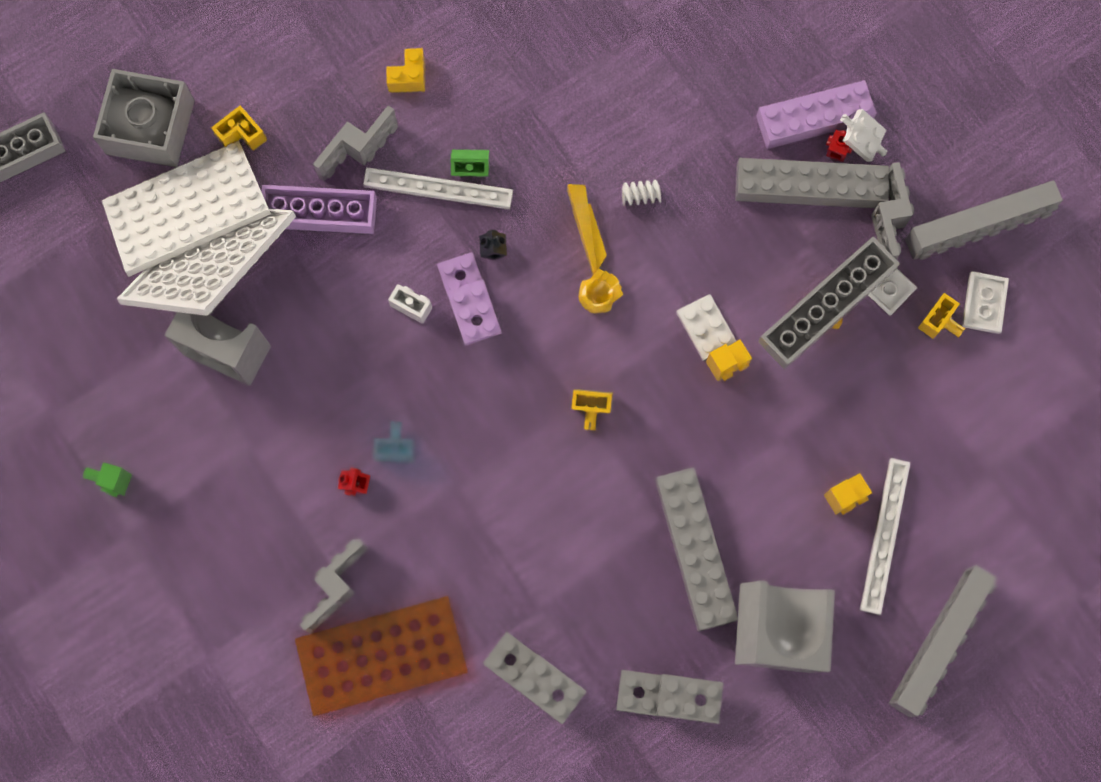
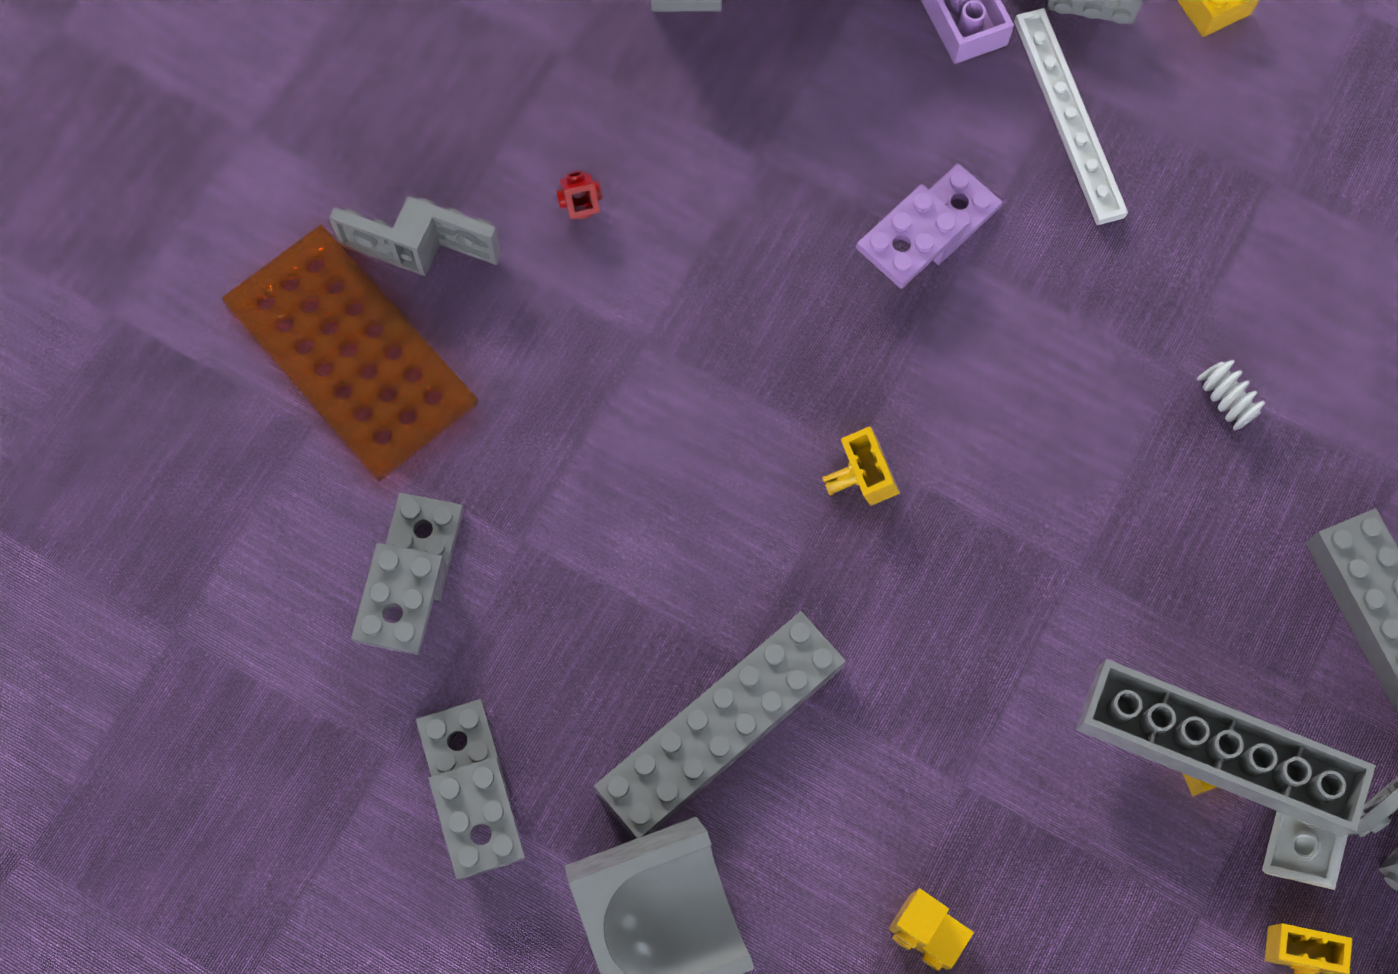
camera: 60 degrees right, 5 degrees down
(394, 448) = (656, 227): clear light blue brick -> none
(409, 303) = (878, 149): white brick -> none
(469, 162) = (1132, 136): bright green brick -> none
(493, 245) = (1028, 222): black brick -> none
(587, 226) = (1134, 340): yellow wedge -> none
(599, 292) = (1043, 403): yellow hair -> none
(705, 326) = (1078, 588): white plate -> none
(728, 359) = (1045, 641): yellow brick -> none

